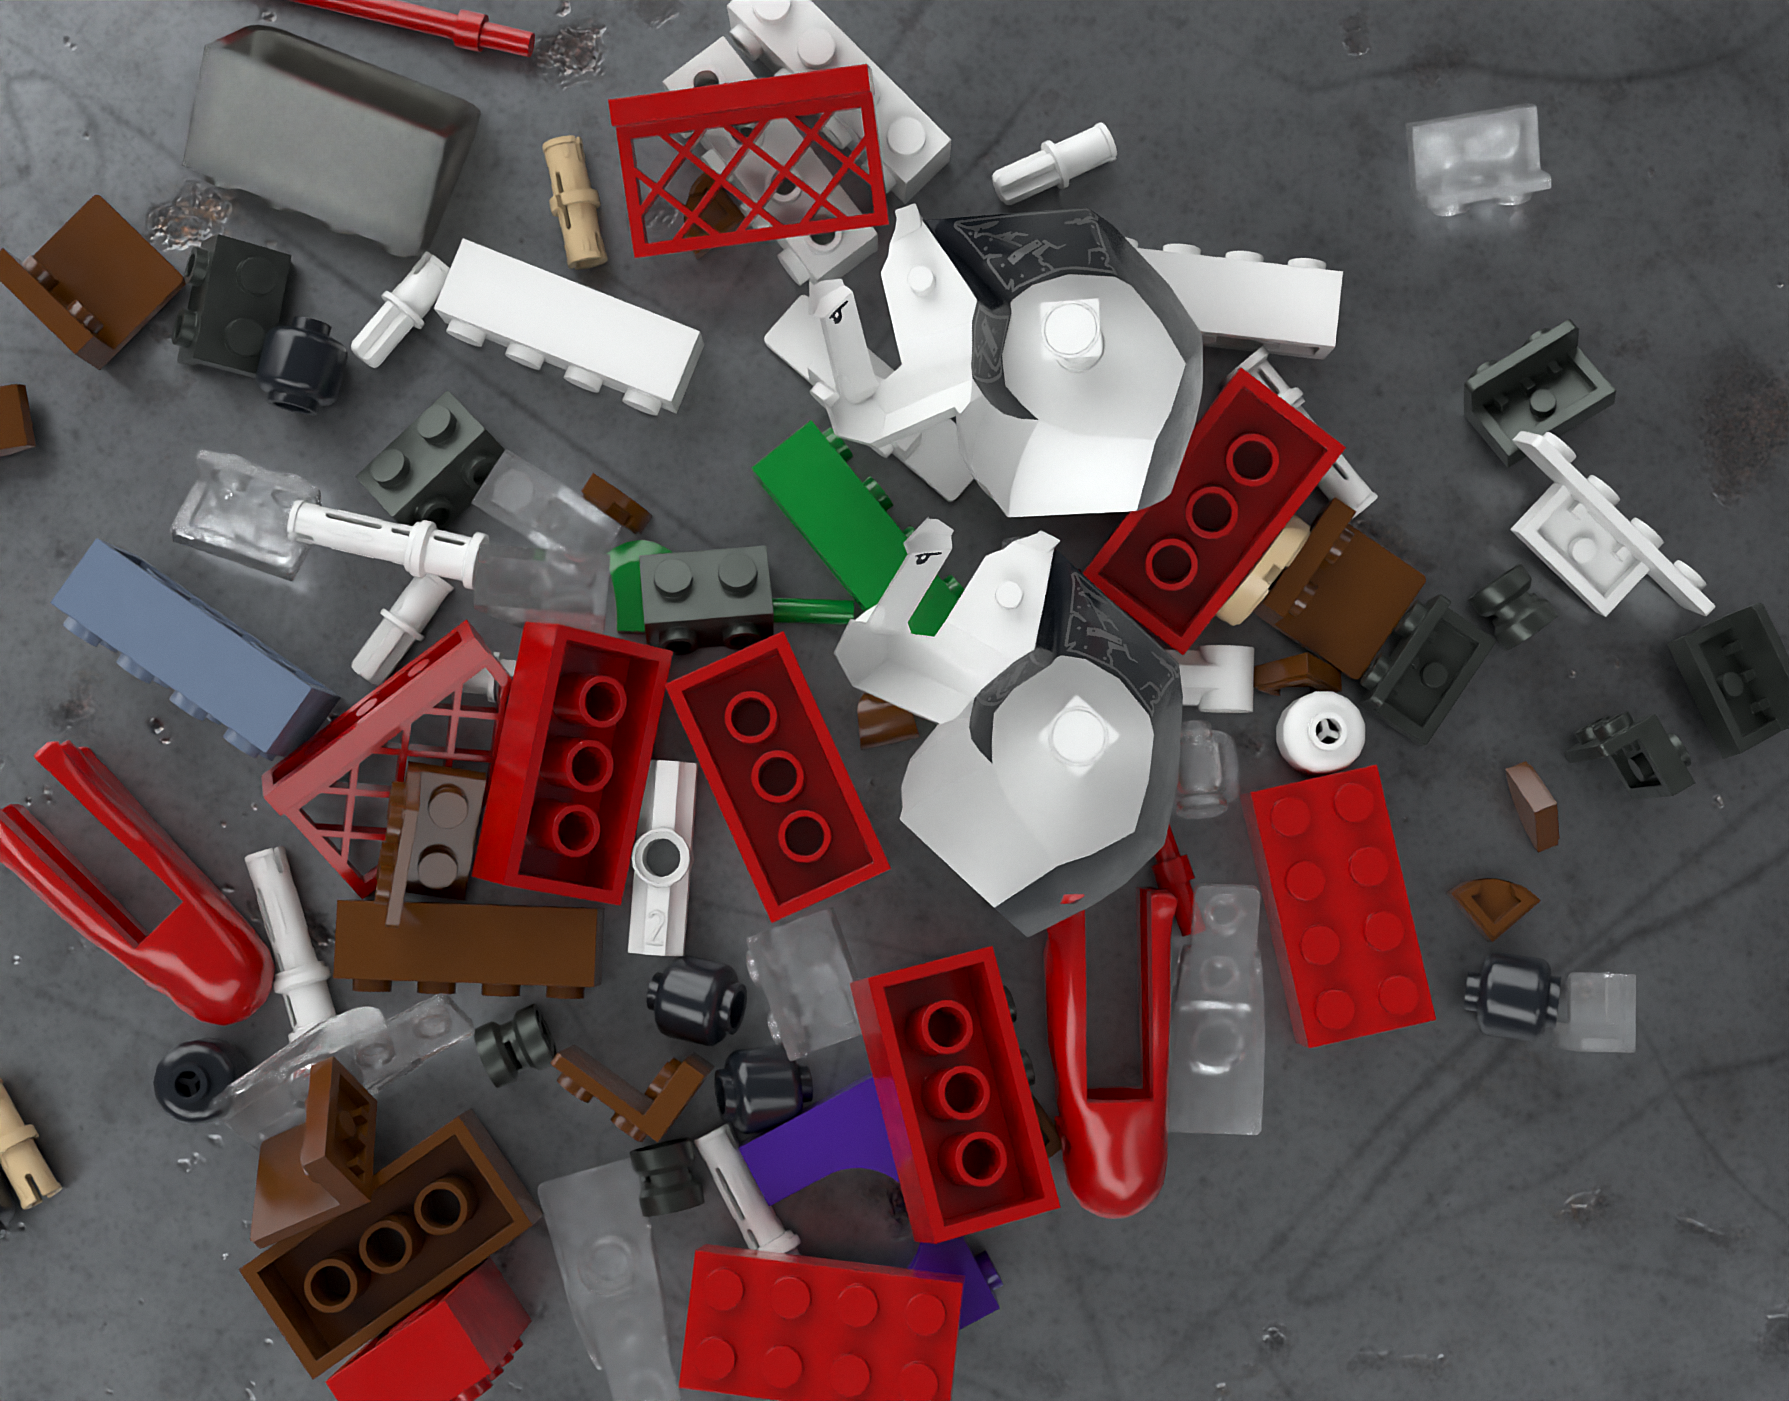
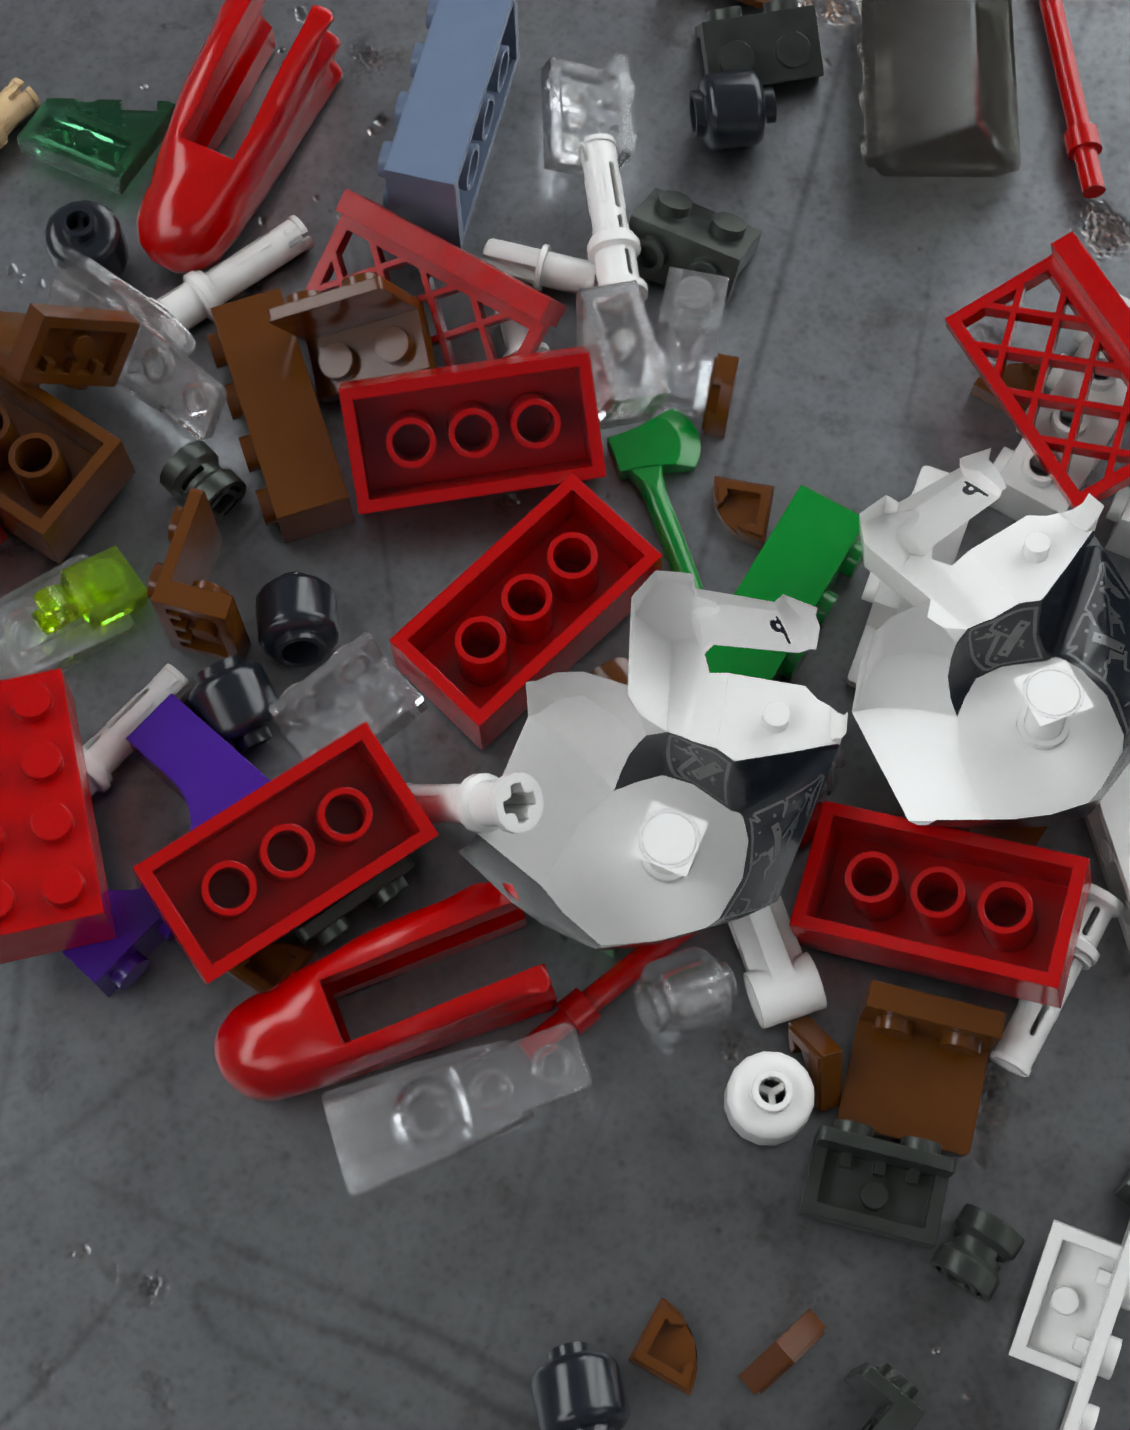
camera: 75 degrees right, 15 degrees down
(69, 1030) = (95, 138): none -> clear green wing
(402, 310) = (814, 172): white axle -> none
(568, 327) = (861, 305): white brick -> none
(574, 202) = (972, 273): tan pin -> none
(587, 1185) = (95, 588): none -> clear neon green plate
(661, 902) = (378, 554): white piece -> none
(667, 1180) = (125, 651): pearl dark grey wheel -> none
(707, 598) = (667, 494): pearl dark grey bracket -> none
(739, 525) = (743, 509): none -> reddish brown tile
(972, 897) = (484, 802): none -> white pin
(1265, 571) = (904, 968): tan tile -> none
(1337, 907) = (604, 1177): red brick -> none

